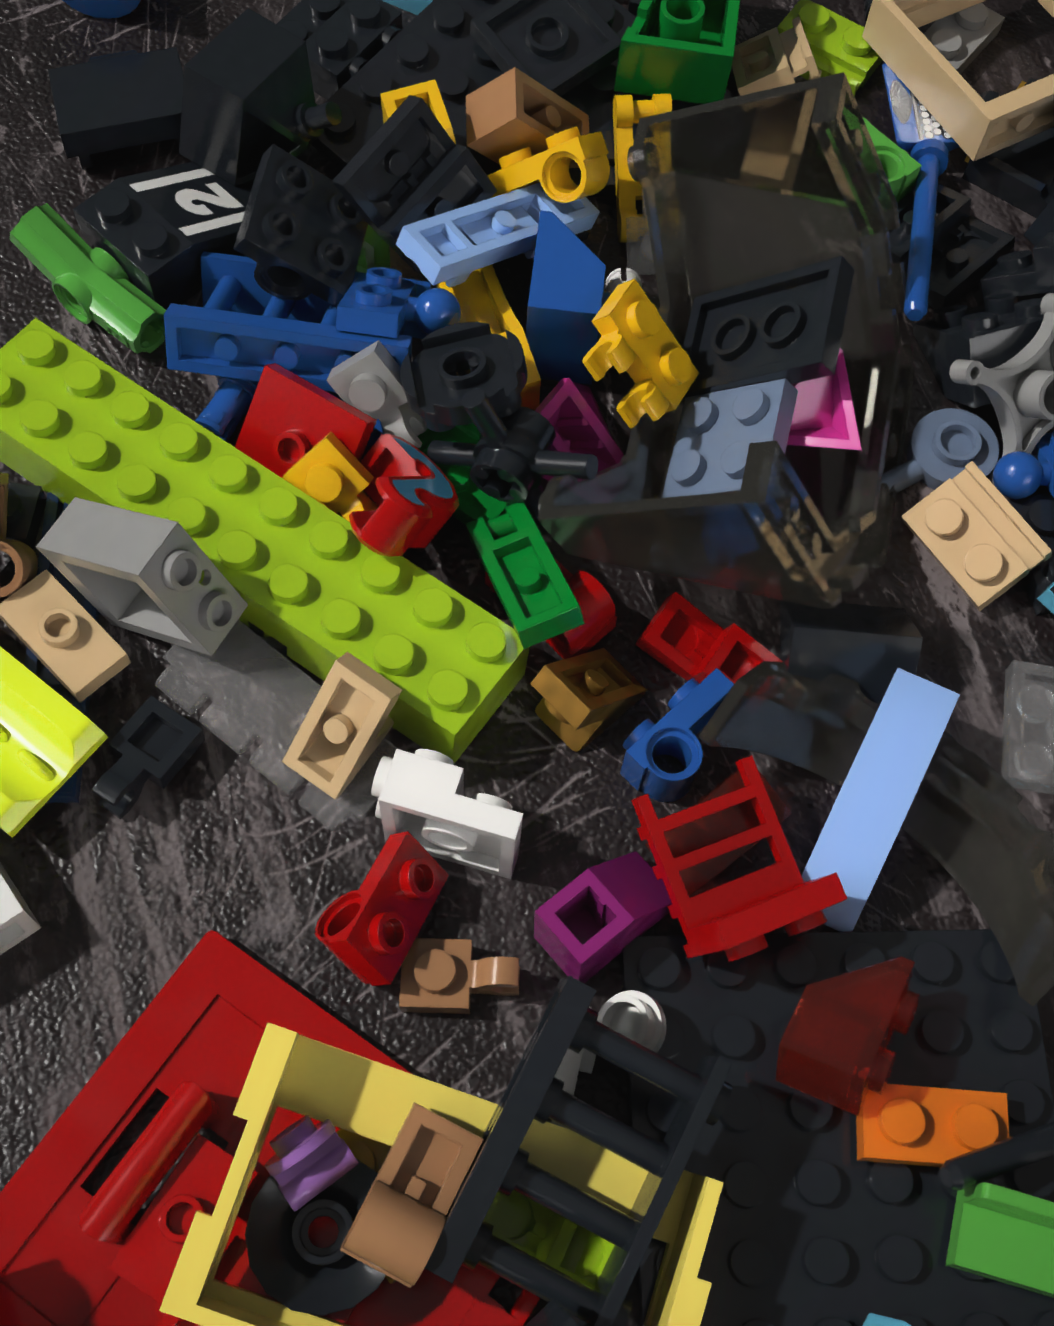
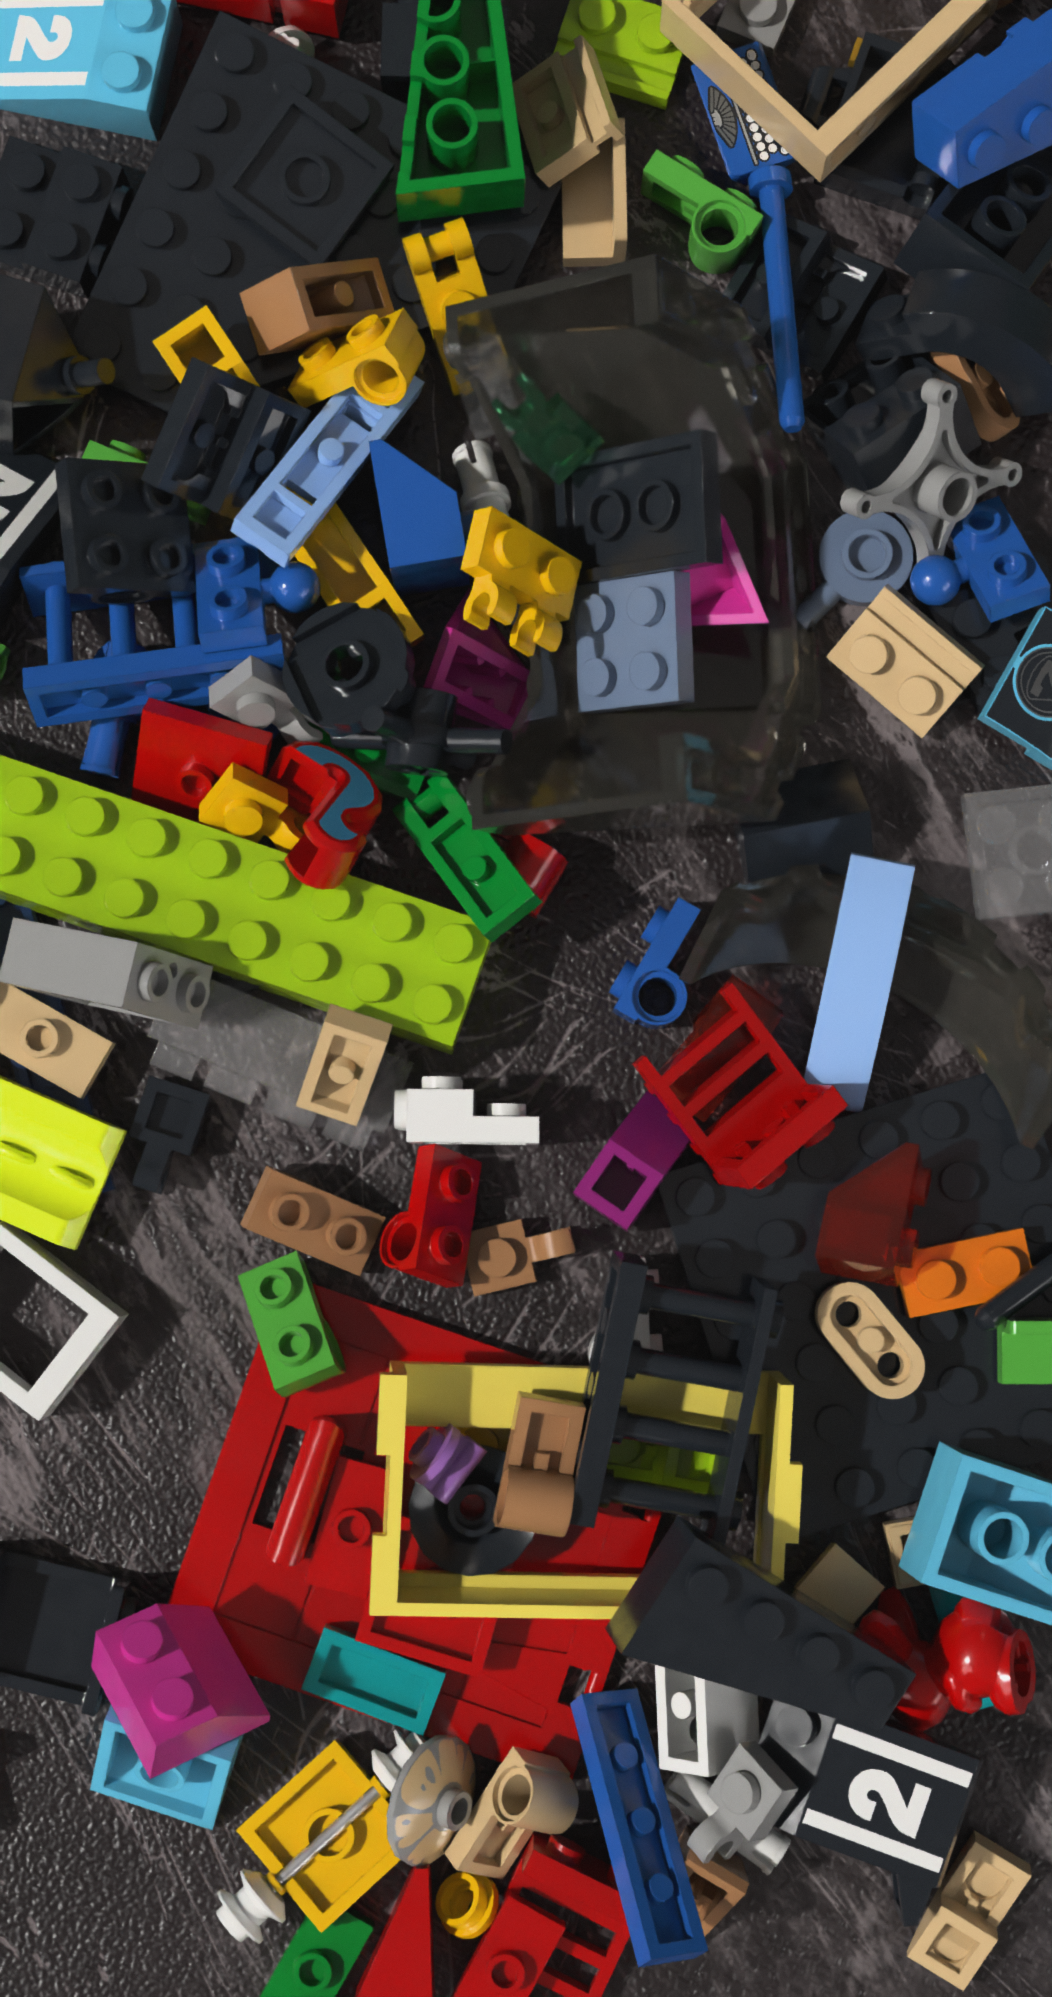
camera: 10 degrees left, 20 degrees up
(196, 978) = (290, 1325): none -> bright green plate
(258, 879) = (312, 1220): none -> medium nougat plate
(584, 696) = (562, 947): pearl gold slope -> none
(636, 1017) = (684, 1260): white plate -> none
(696, 645) = (666, 866): red slope -> none
(704, 257) = (549, 432): none -> clear green plate
(817, 1167) = (868, 1339): none -> tan plate

